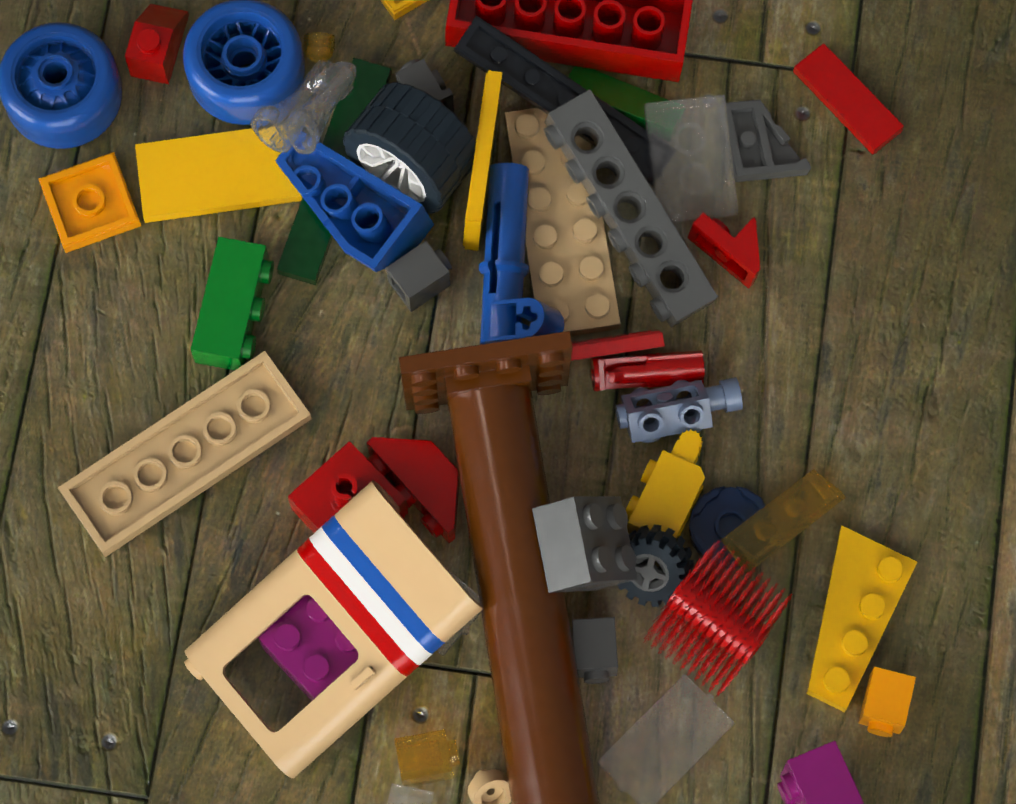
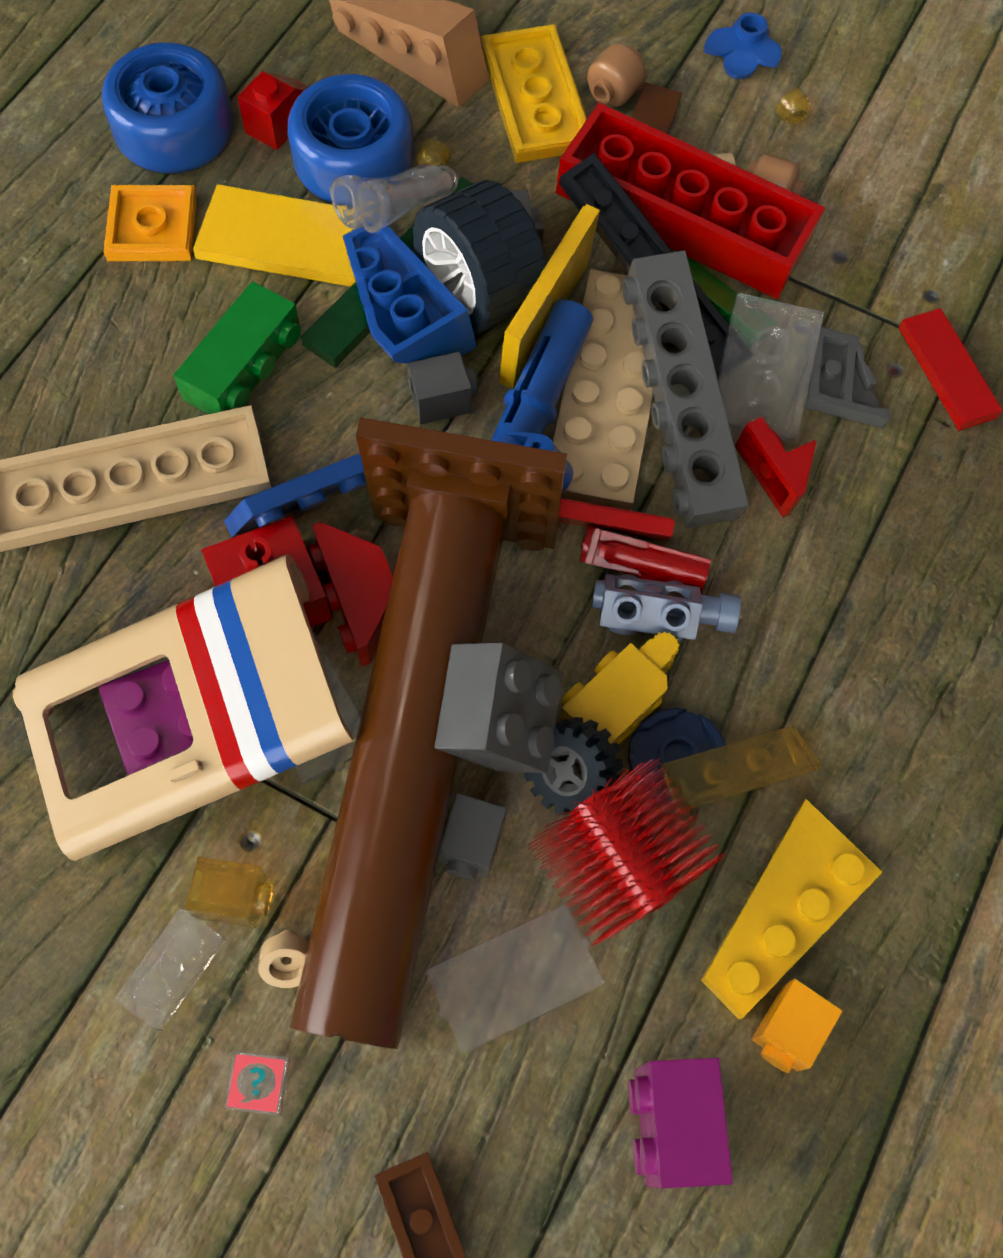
camera: 15 degrees right, 5 degrees down
(353, 407) = (298, 493): none -> blue wing

